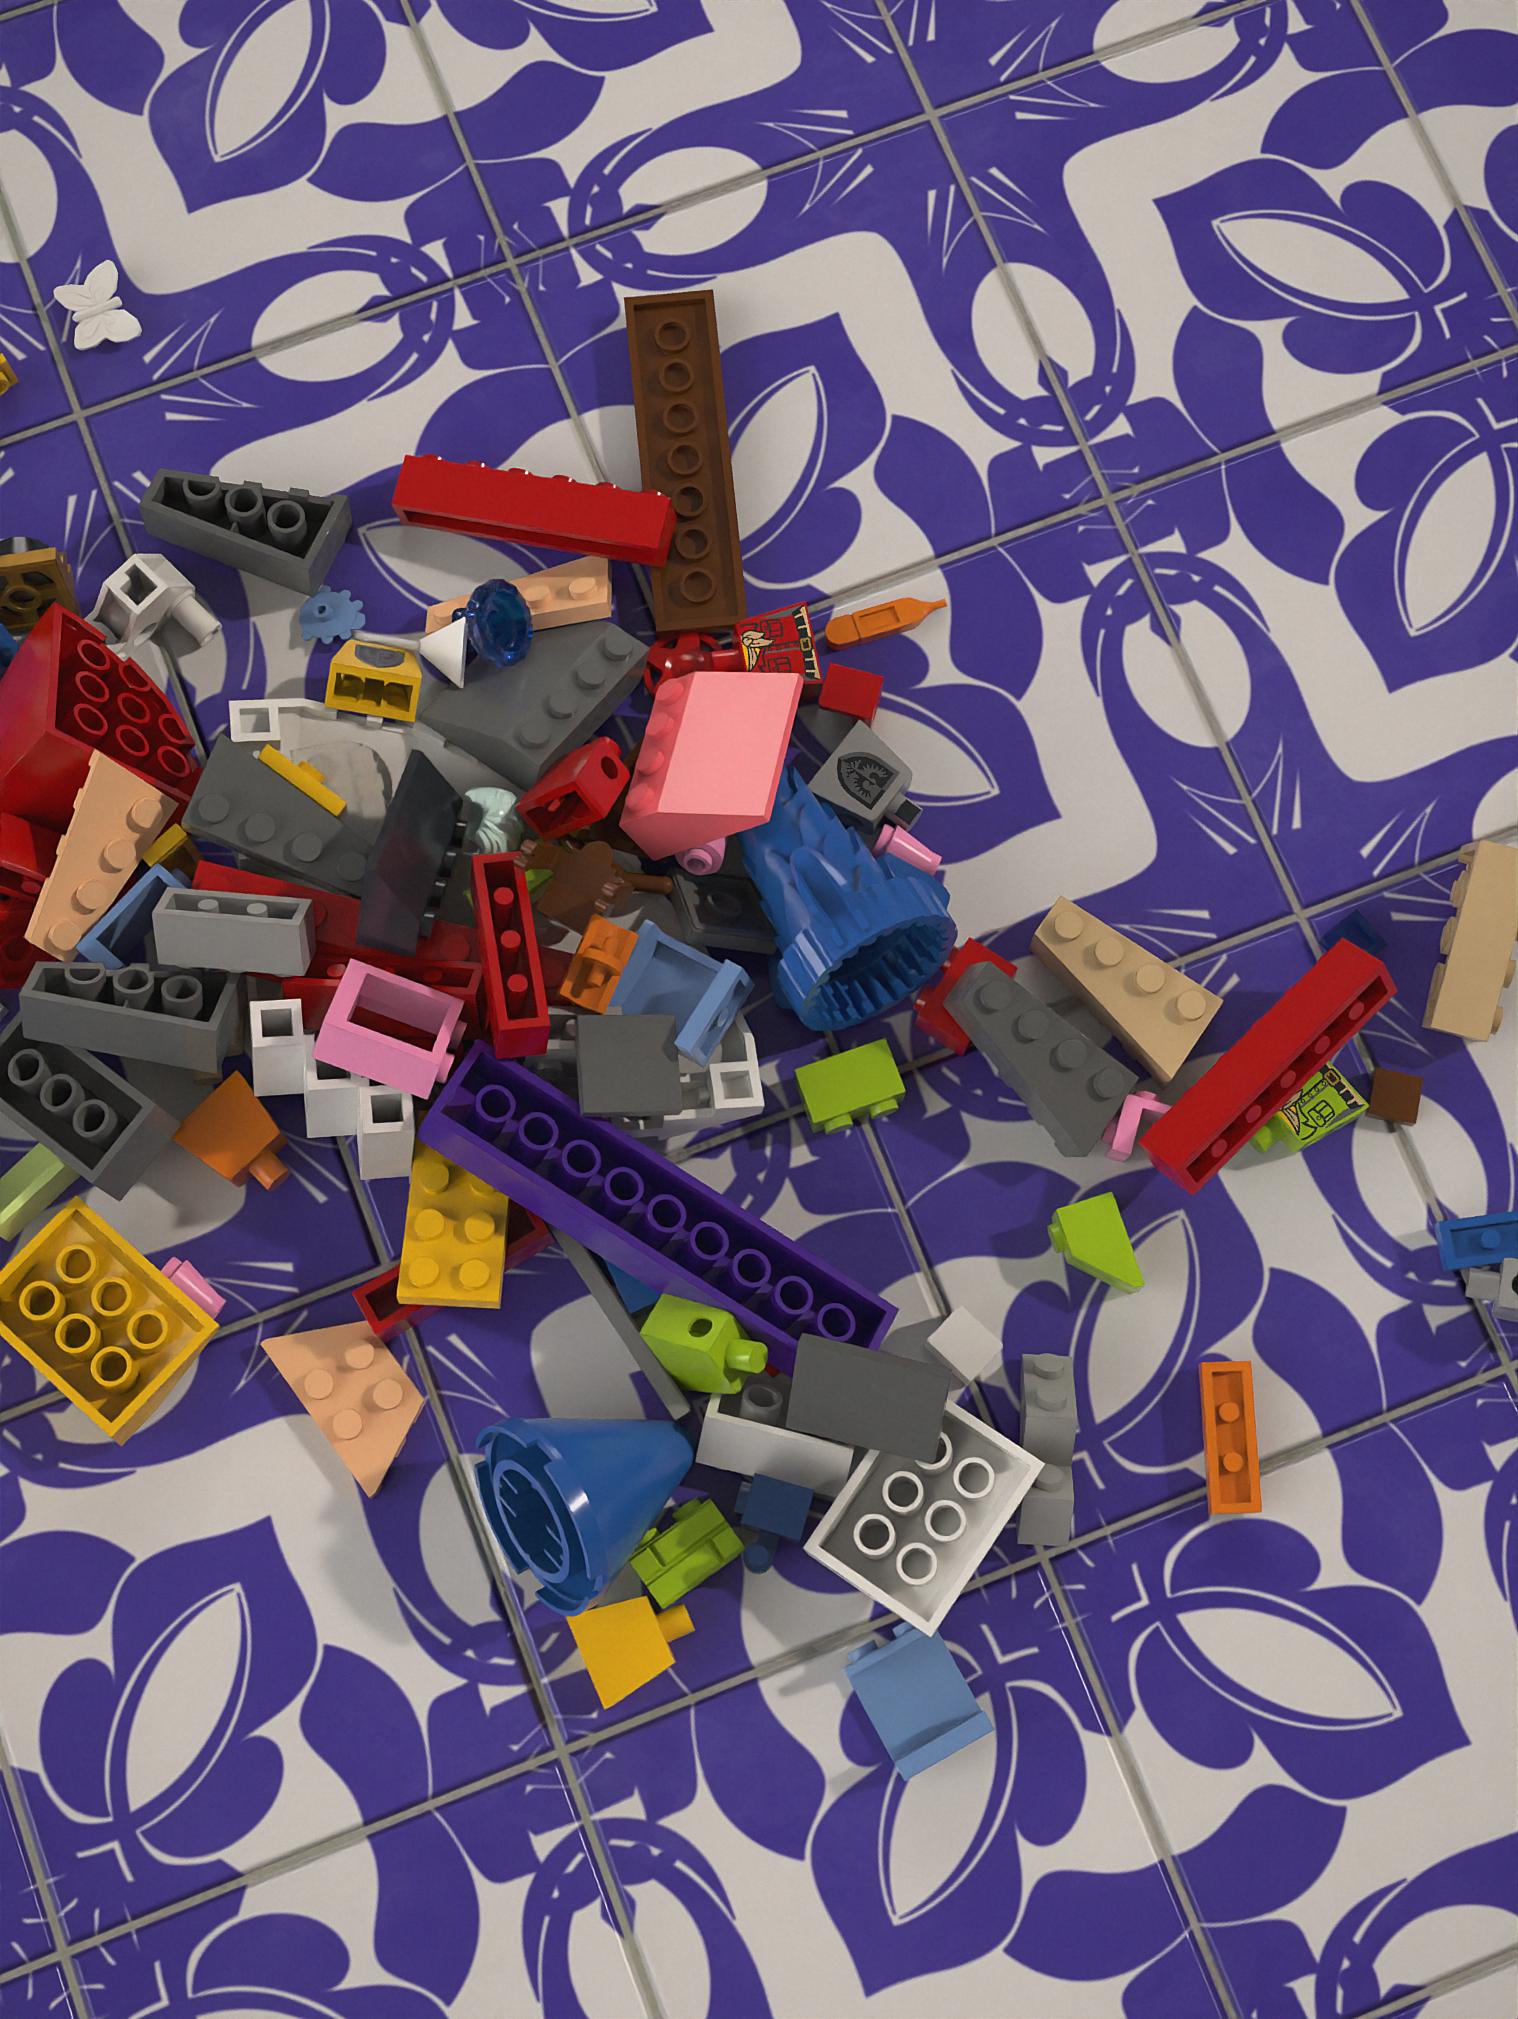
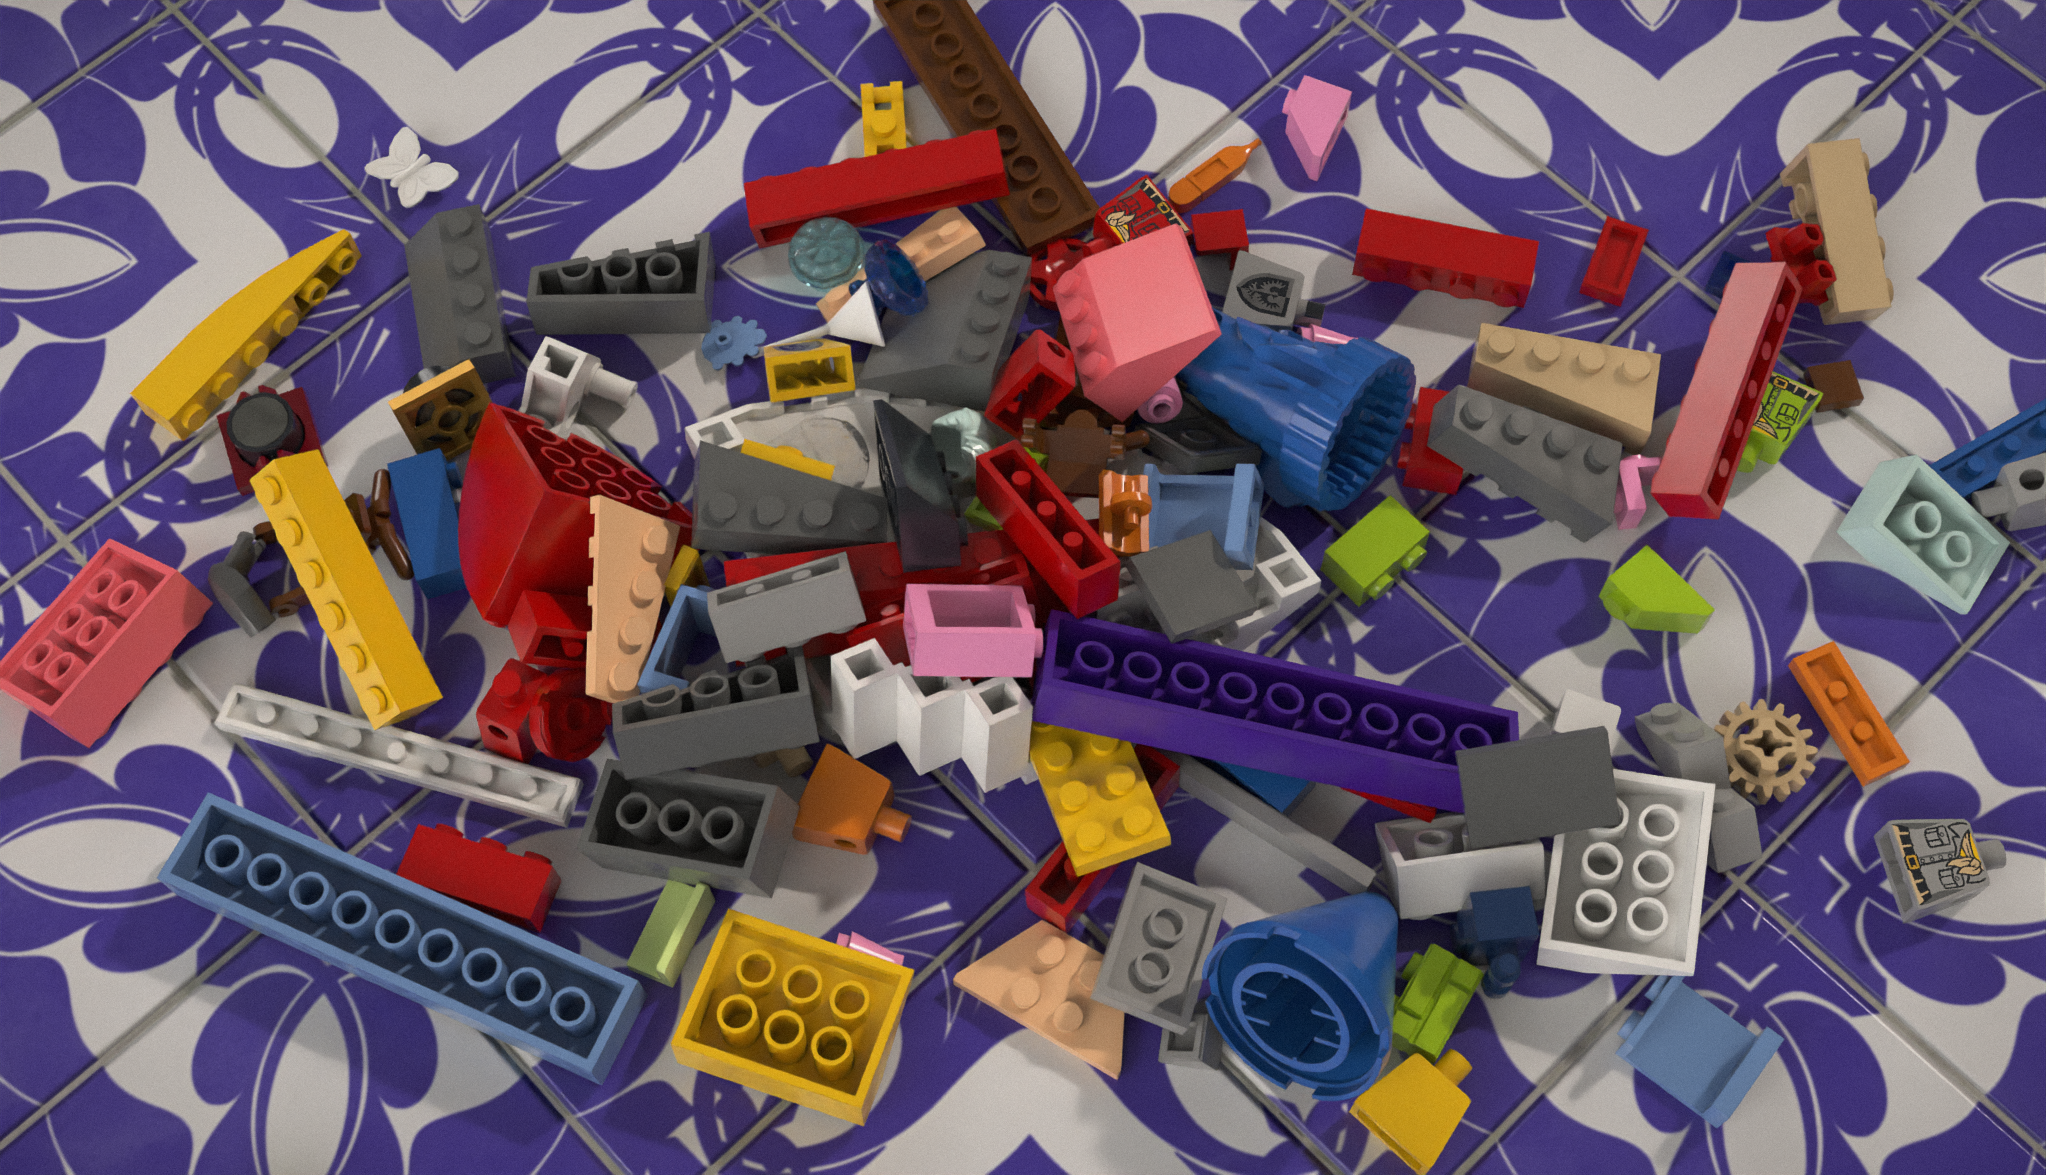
camera: 20 degrees left, 10 degrees down
(90, 468) = (459, 294): none -> dark grey slope
(452, 1492) = (1197, 1048): none -> light grey slope
(456, 559) = (826, 253): none -> clear light blue piece
(456, 1393) = (1159, 948): none -> light grey plate
(577, 443) = (883, 128): none -> yellow plate
(702, 1346) = (1366, 807): lime torso -> none
(1009, 605) = (1315, 121): none -> bright pink slope
(1066, 807) = (1445, 258): none -> red brick
(1115, 1462) = (1778, 739): none -> tan gear
(1236, 1621) = (1935, 863): none -> light grey torso
(1240, 874) = (1613, 261): none -> red tile
(1400, 1289) = (1923, 533): none -> light aqua slope
(1416, 958) = (1796, 249): none -> red hips

